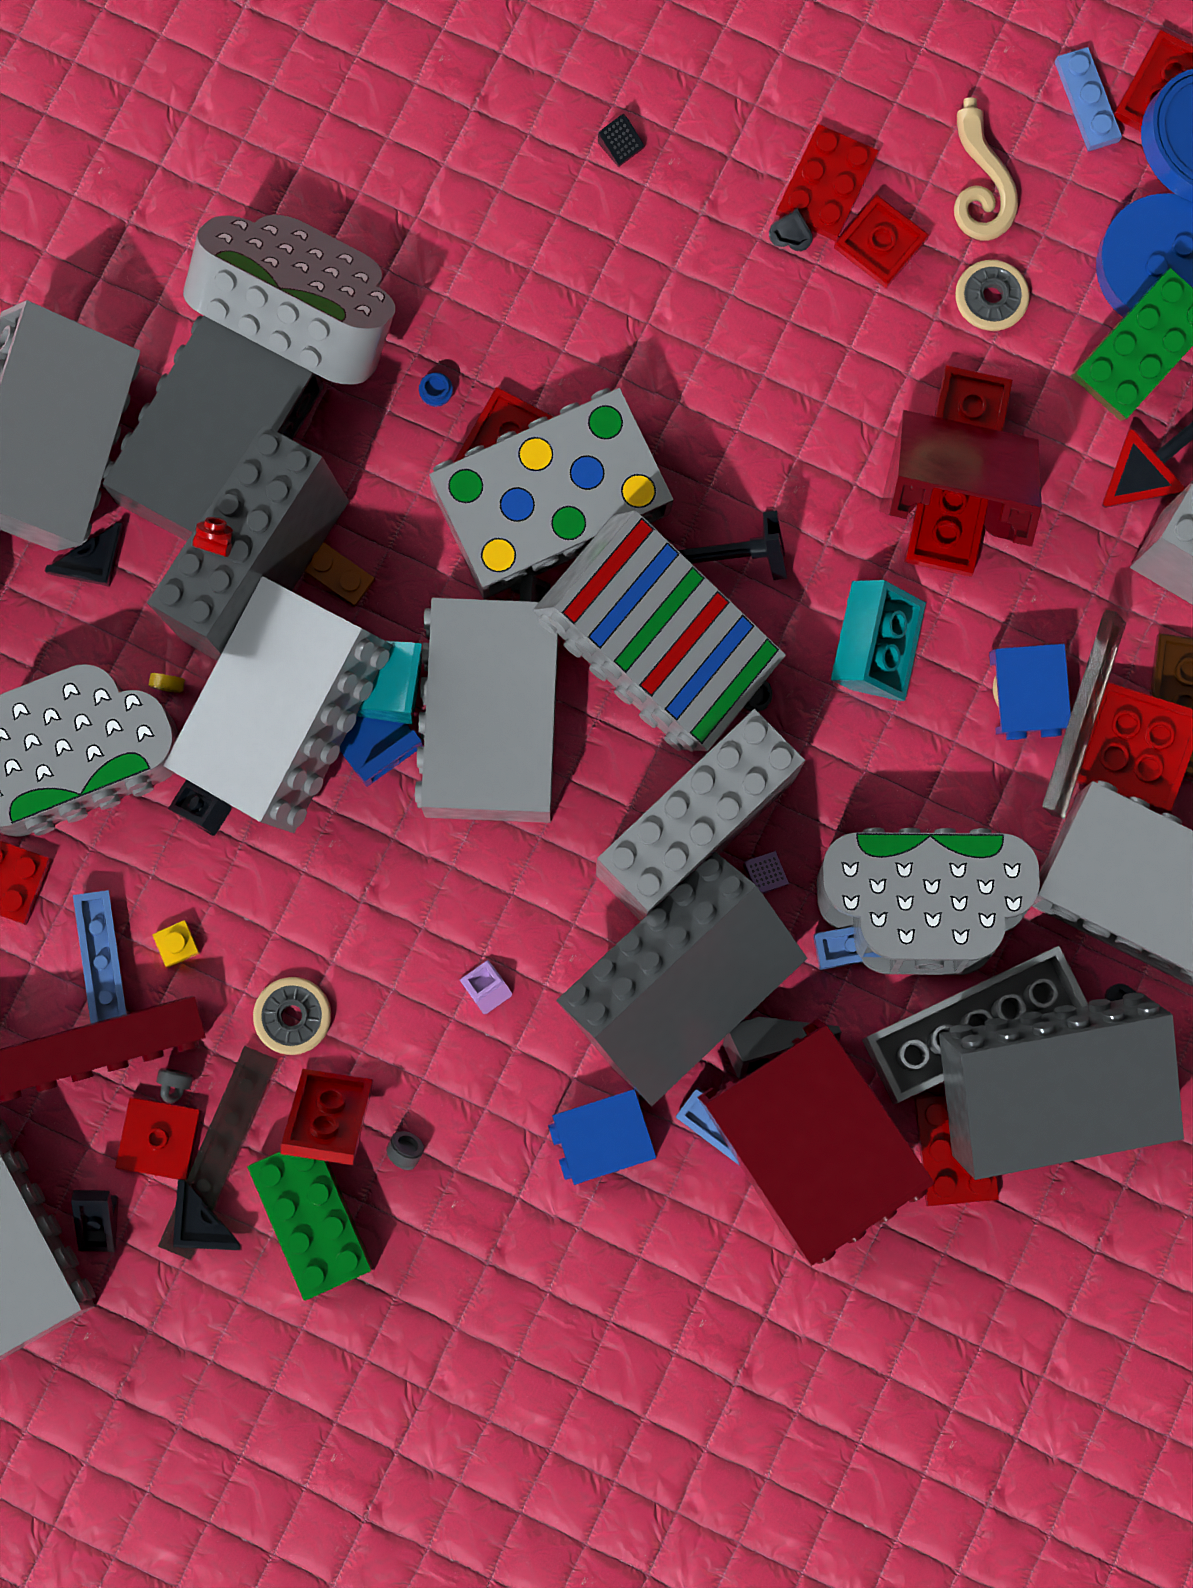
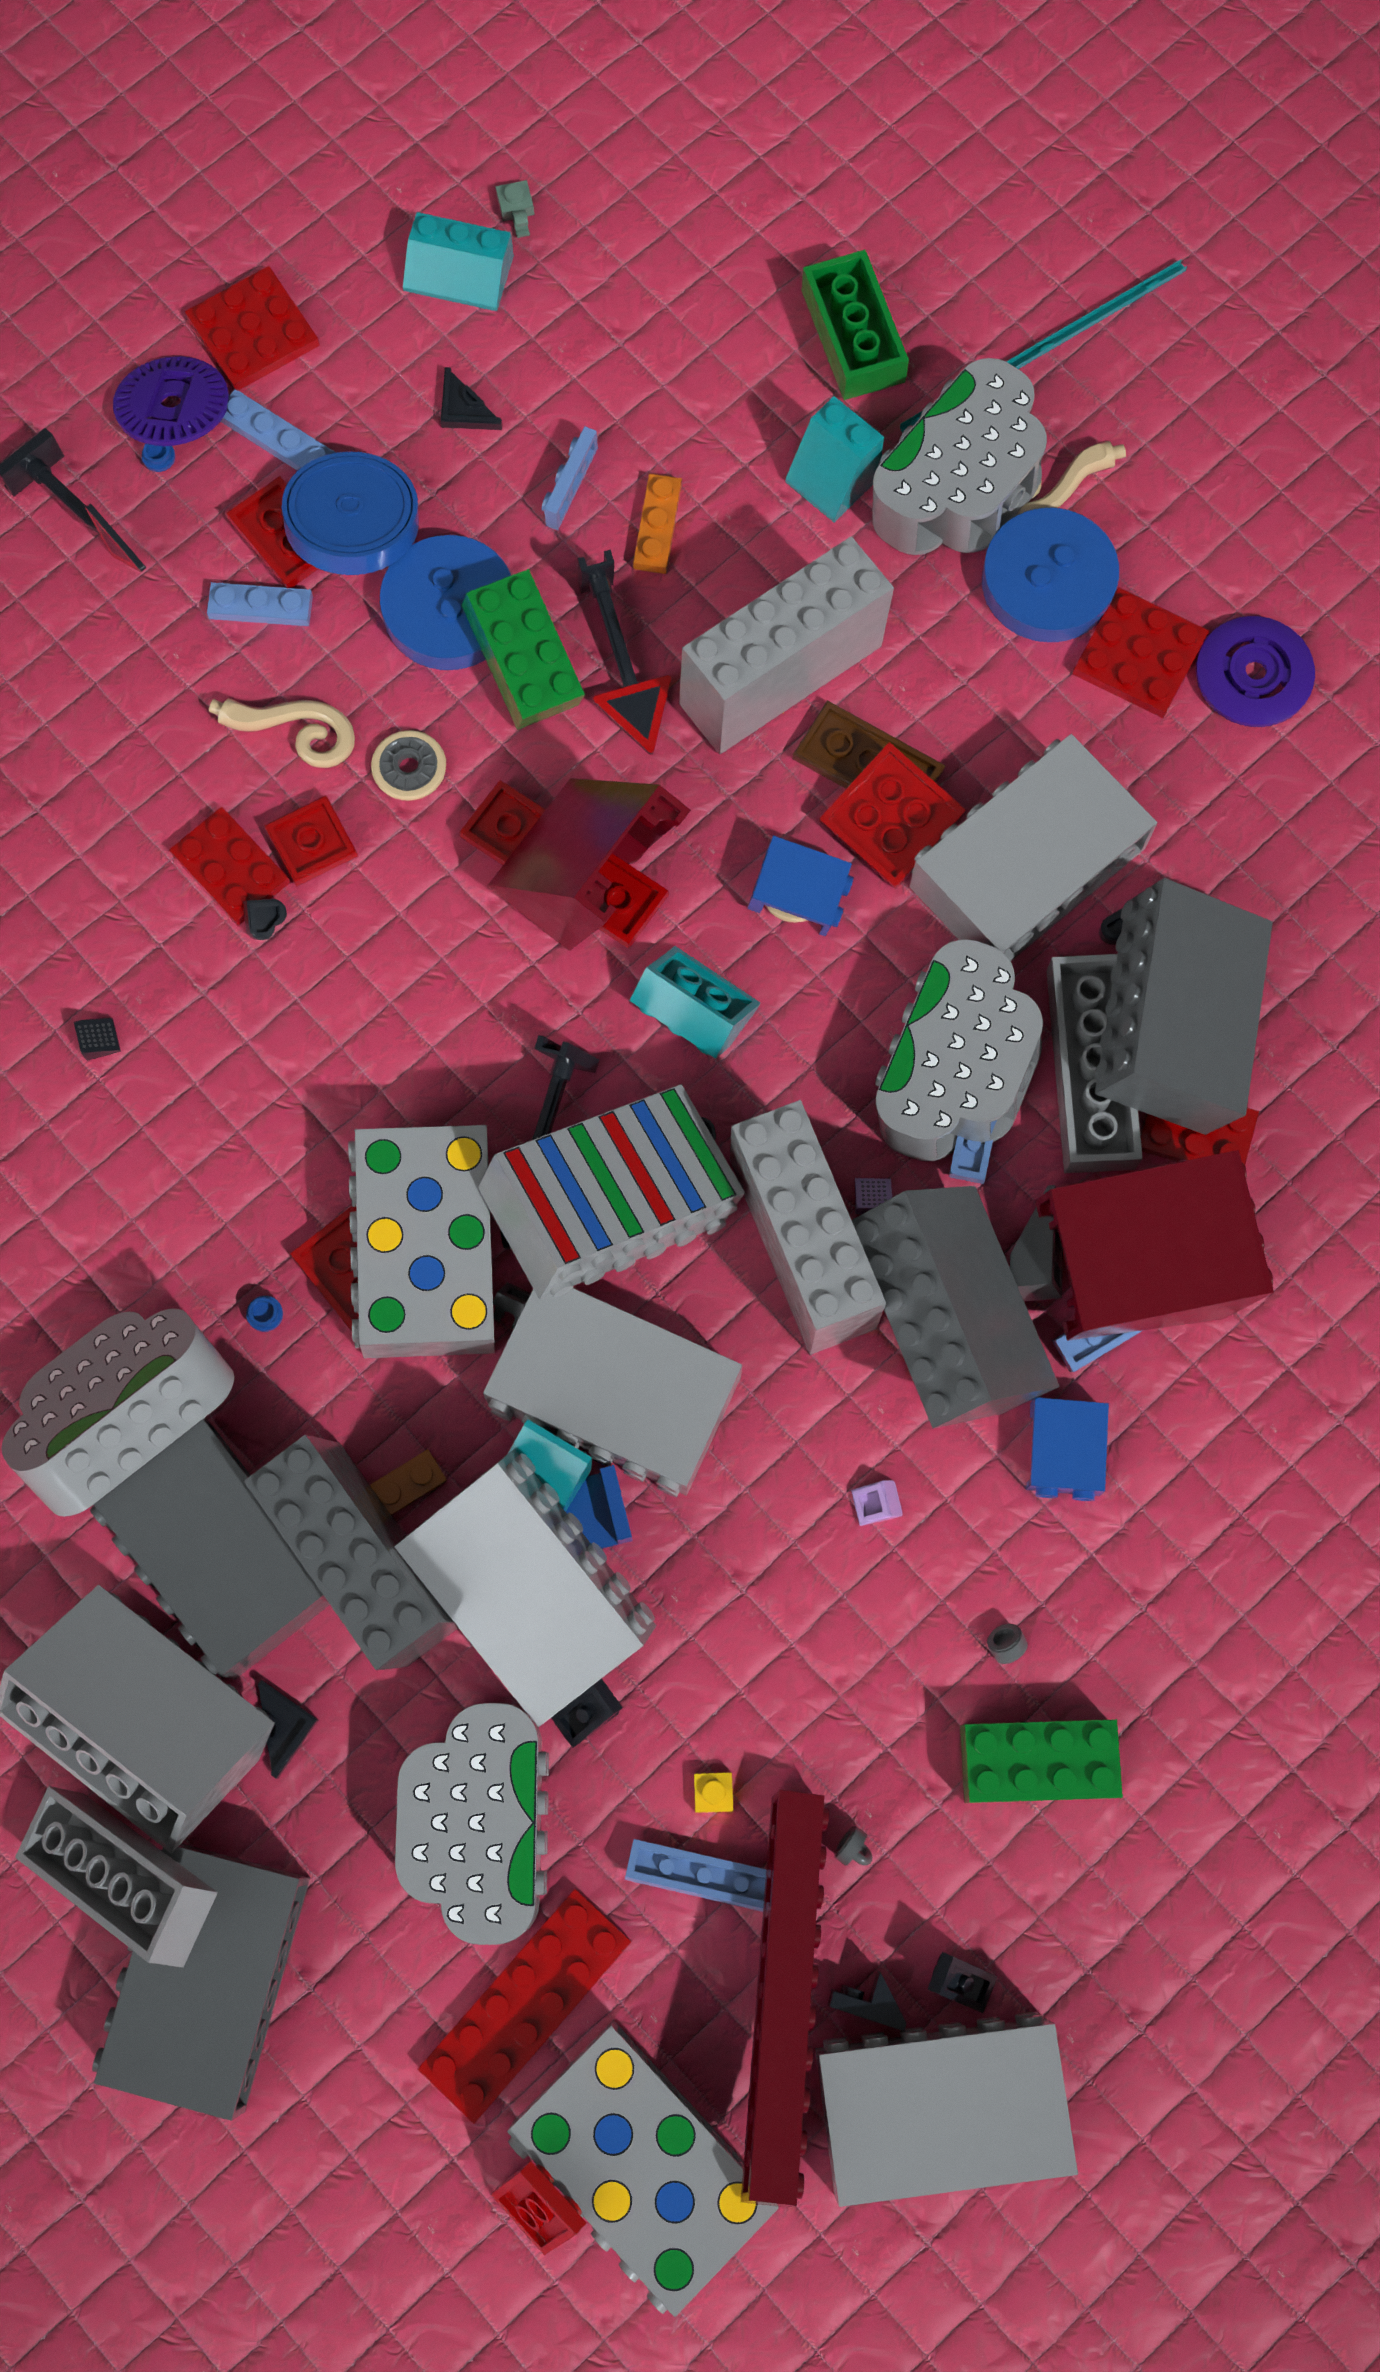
camera: 65 degrees left, 5 degrees down
(45, 1157) = (880, 2007): none -> black slope
(158, 1139) = (902, 1887): red plate -> none
(166, 683) = (446, 1697): yellow tile -> none
(198, 1225) = (1005, 1877): black tile -> none
(214, 536) = (341, 1572): red plate -> none
(225, 1135) = (939, 1832): clear smoke tile -> none
(273, 1002) = (855, 1696): wheel -> none
(327, 1116) = (950, 1703): red plate -> none
(1084, 714) = (844, 847): clear smoke tile -> none

